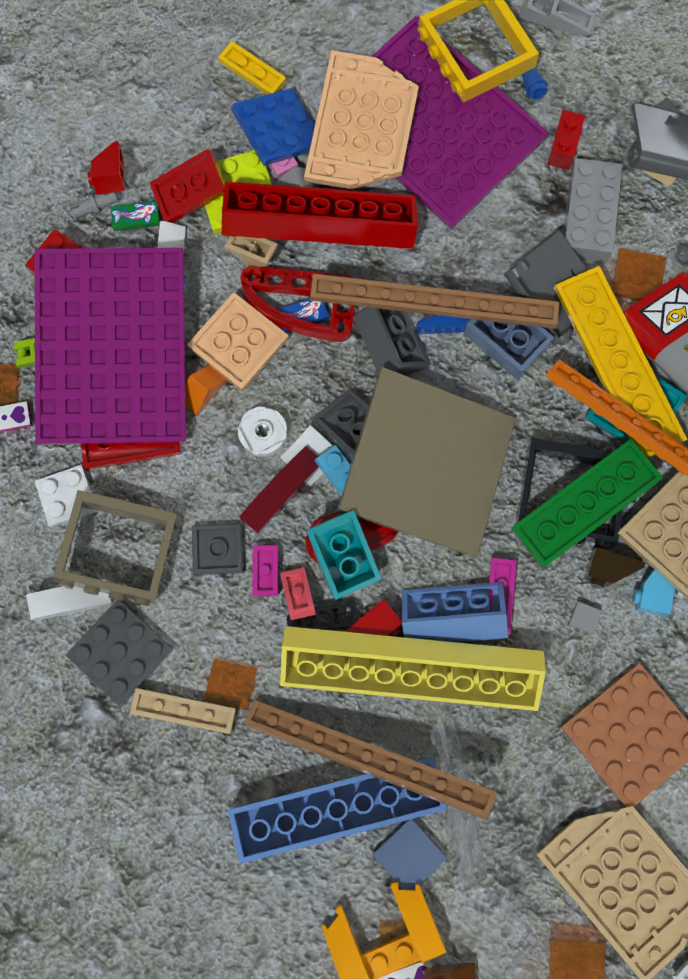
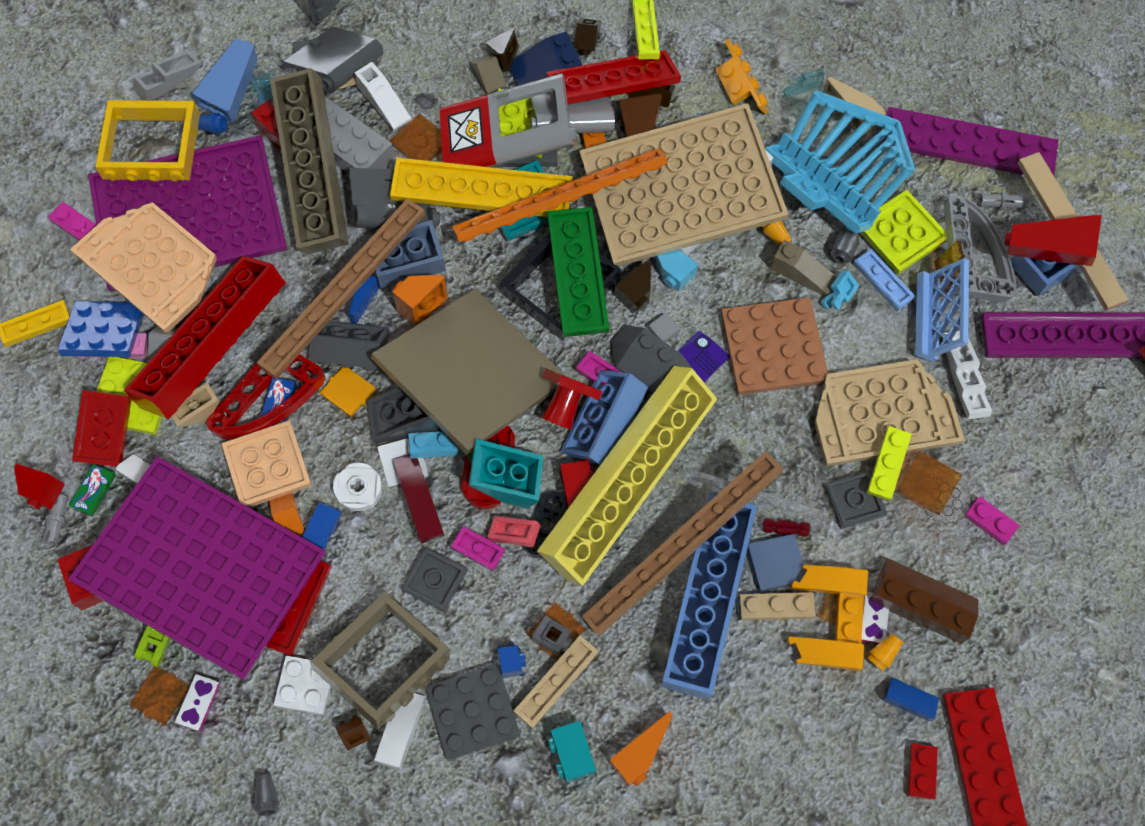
camera: 65 degrees left, 10 degrees down
(44, 561) = (353, 733): none -> reddish brown tile
(127, 761) = (572, 751): none -> teal brick
(154, 823) = (636, 758): none -> orange slope
(179, 660) = (511, 661): none -> blue plate
(208, 423) = (322, 525): none -> blue slope
(220, 673) = (542, 630): none -> flat silver window
(348, 367) = (347, 391): none -> light orange piece
(364, 34) = (71, 221): none -> dark pink plate
(366, 878) = (777, 606): none -> tan plate
(446, 841) = (786, 527): none -> dark red axle
(459, 566) = (566, 398): none -> red plant
(472, 374) = (419, 297): none -> orange slope
(518, 901) = (852, 502): none -> dark grey tile
(540, 619) = (645, 356): none -> dark grey wedge
(543, 190) = (309, 161): none -> dark tan brick
(572, 918) = (889, 463): none -> neon yellow plate
(579, 669) = (703, 355): none -> dark purple sticker
(587, 68) = (227, 81): none -> medium blue slope
(602, 104) = (263, 86): none -> clear light blue slope
(660, 212) = (381, 96): none -> white slope

